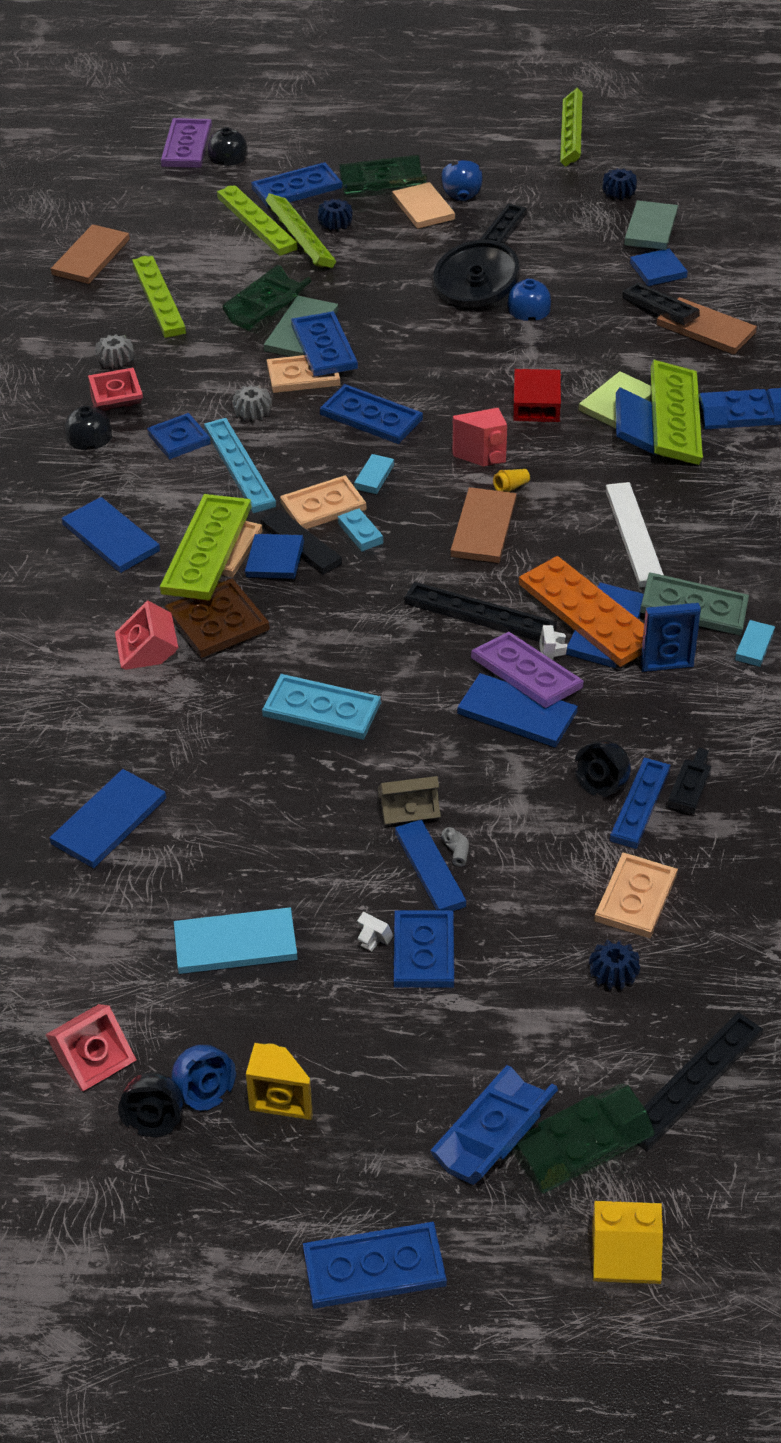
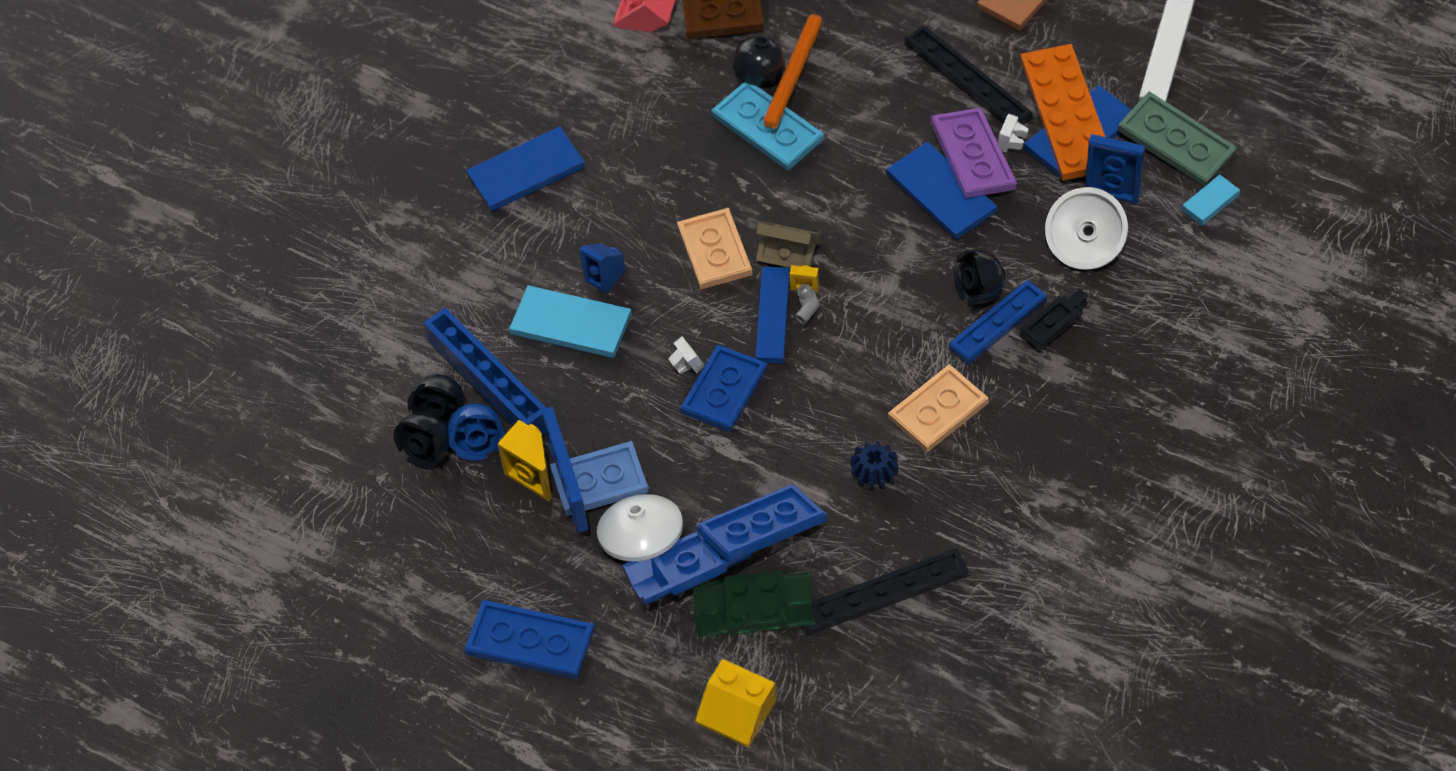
camera: 30 degrees right, 10 degrees up
(91, 1046) = (400, 368): coral slope -> none
(144, 1053) = (436, 395): none -> black cylinder
(181, 1015) = (483, 370): none -> blue brick
(241, 878) = (601, 265): none -> blue slope
(284, 652) = (759, 61): none -> black cylinder
(321, 654) = (792, 71): none -> orange axle
(330, 1076) = (565, 470): none -> blue tile
(337, 827) = (714, 248): none -> light nougat tile
(355, 1076) = (605, 476): none -> medium blue plate
(424, 1108) = (640, 527): none -> white dish
(440, 820) = (804, 275): none -> yellow plate
(545, 1057) = (761, 523): none -> blue tile
(676, 679) = (1080, 210): none -> white dish

